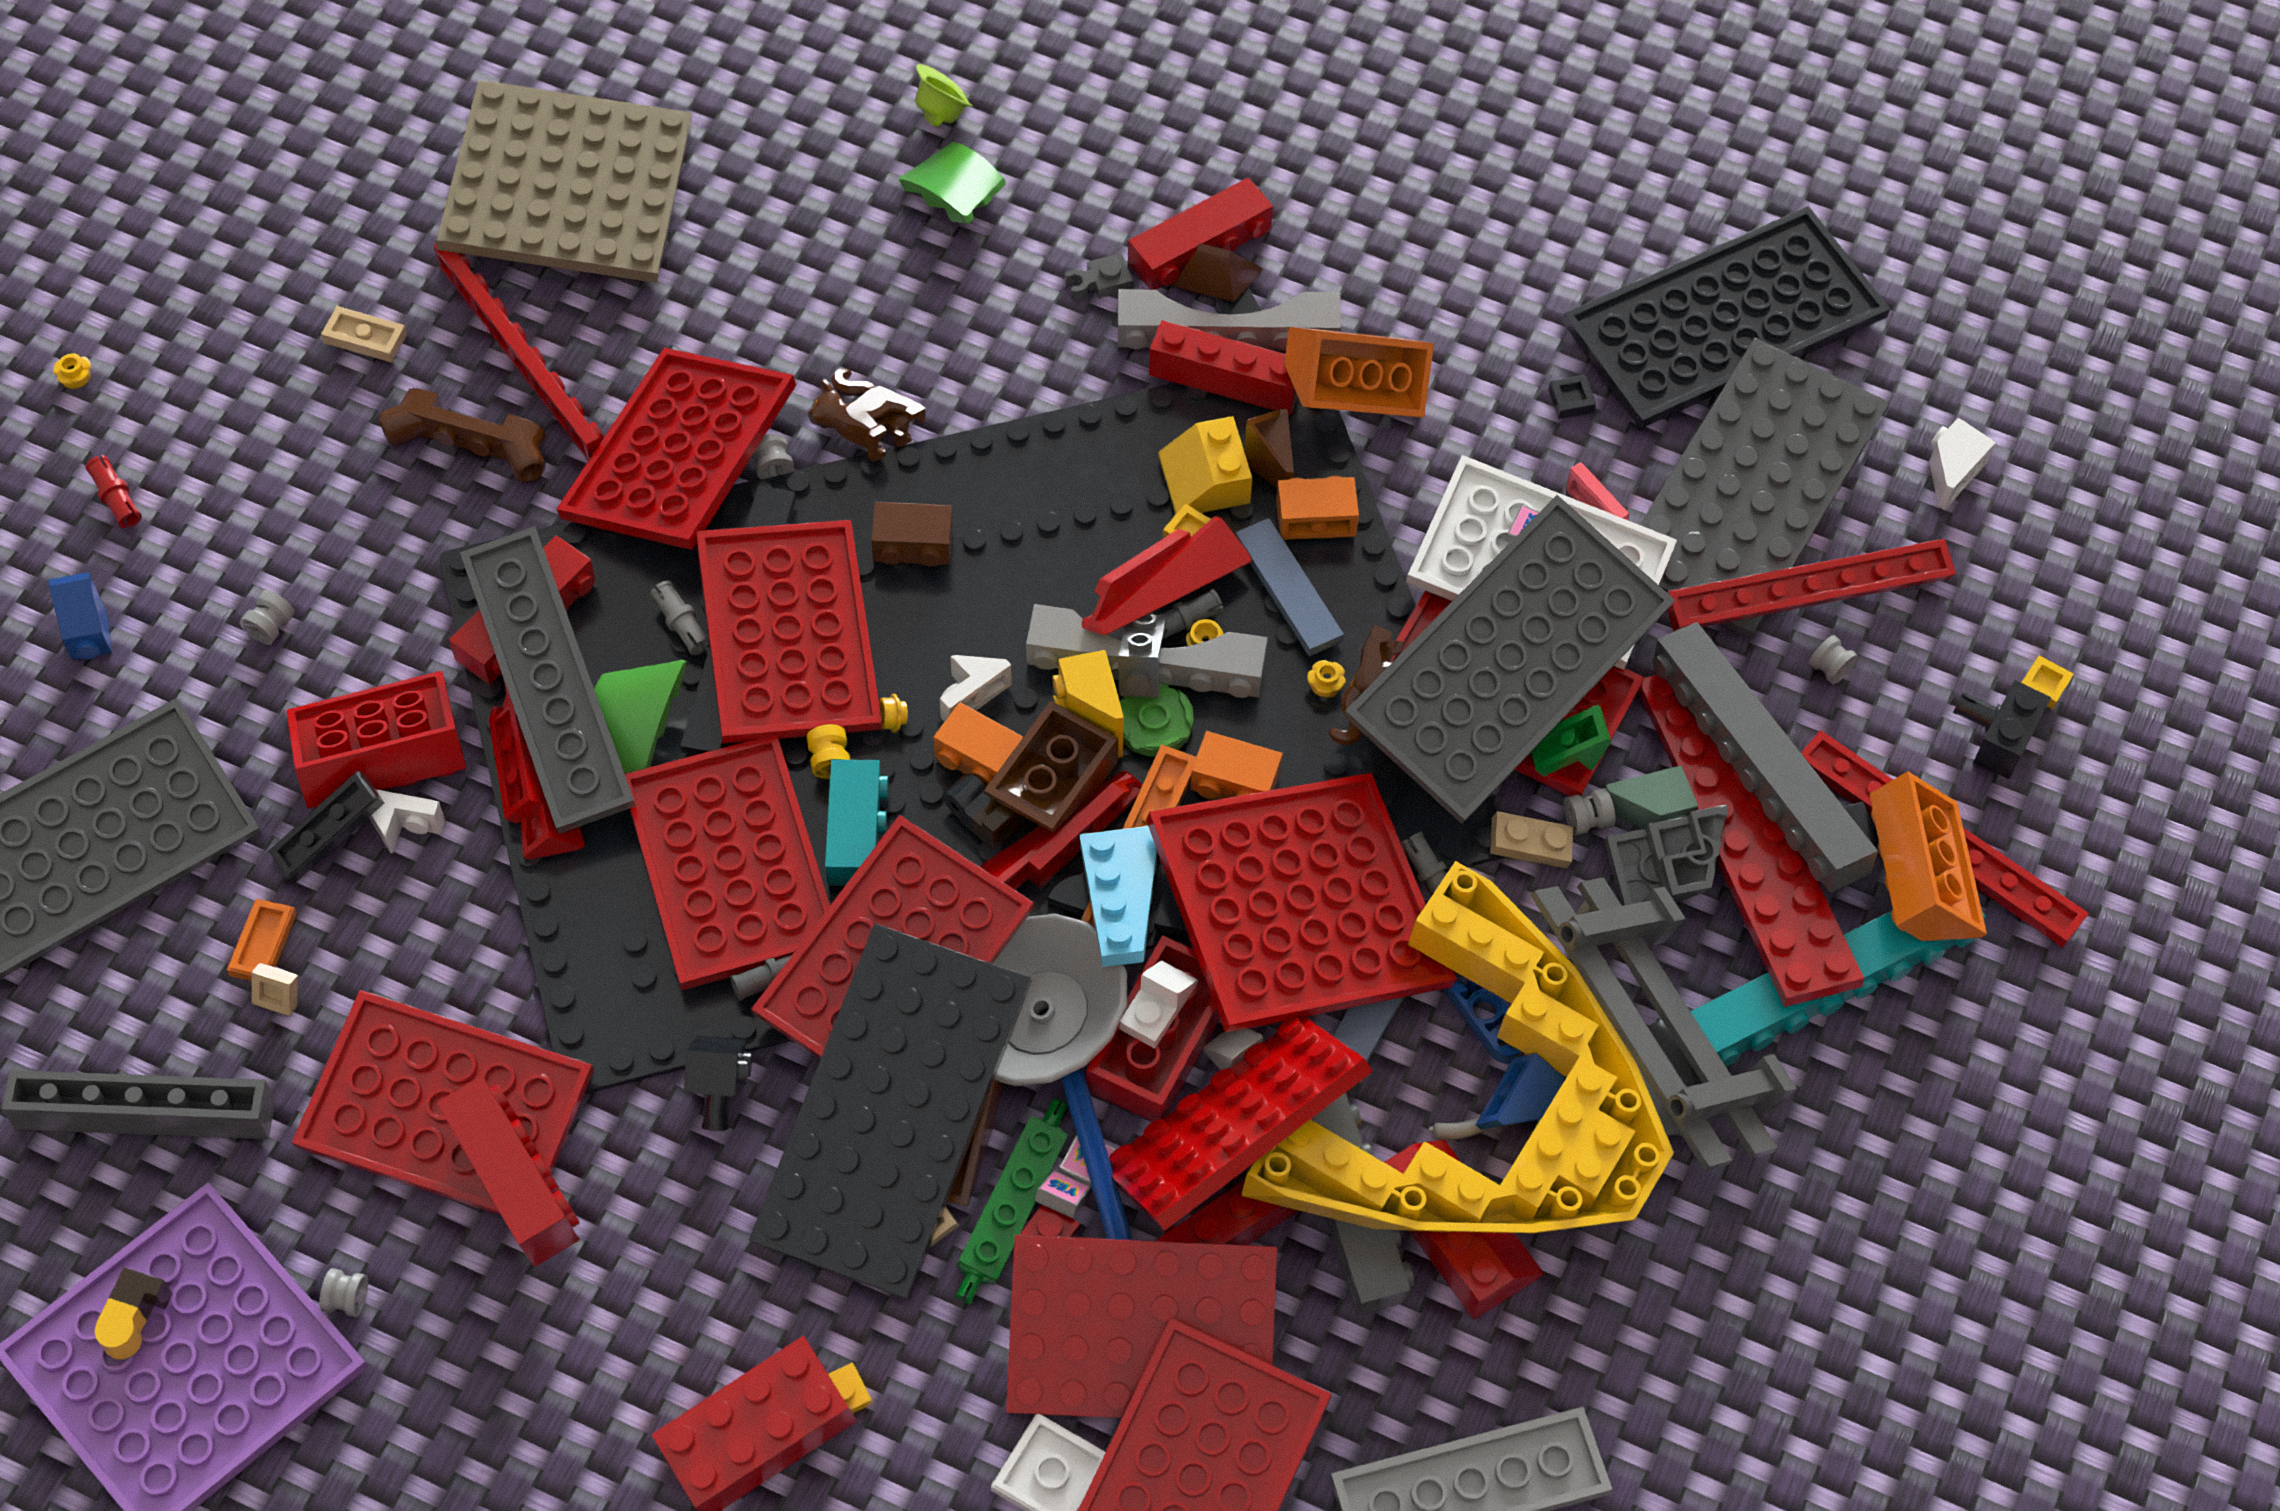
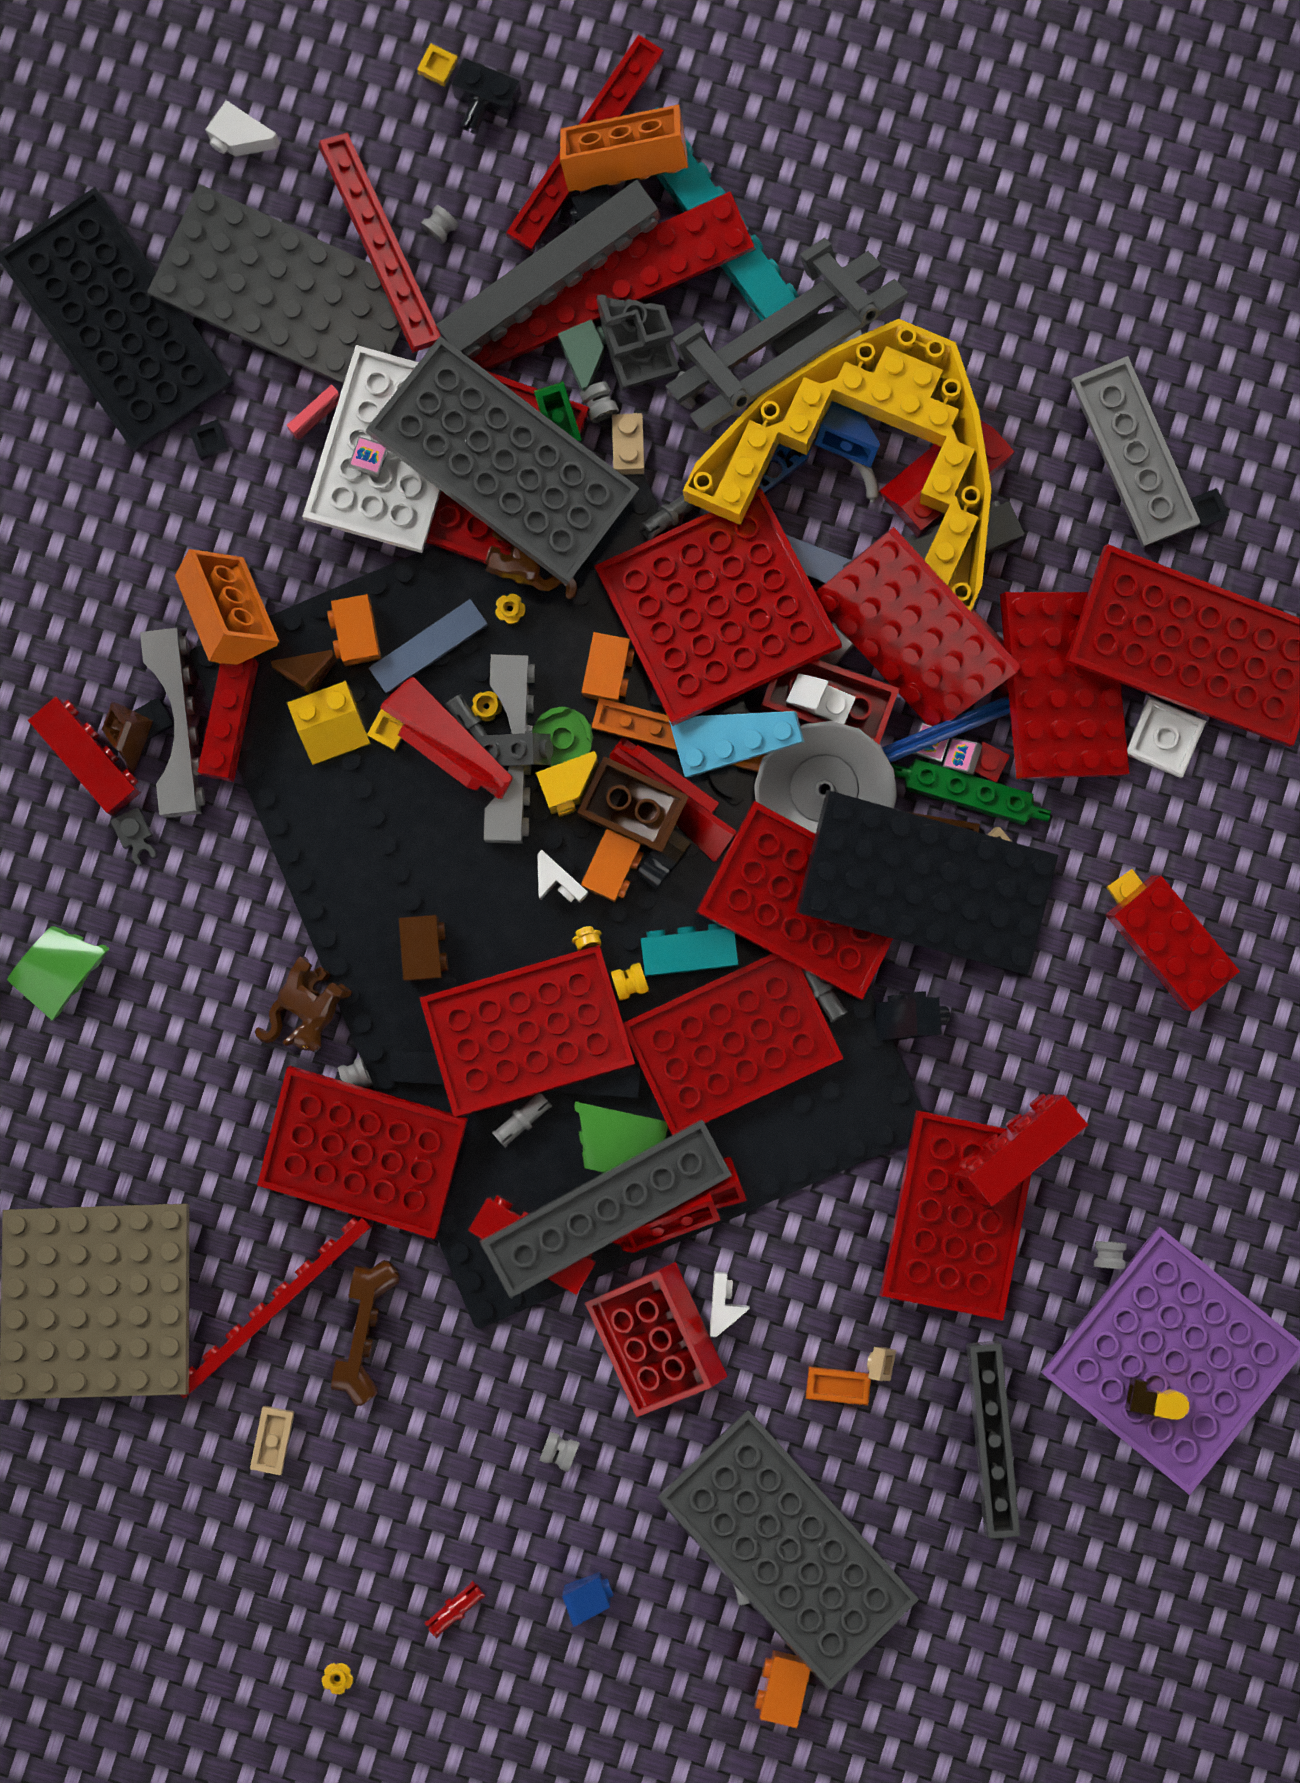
camera: 90 degrees left, 25 degrees up
(326, 826) = (744, 1356): black tile -> none

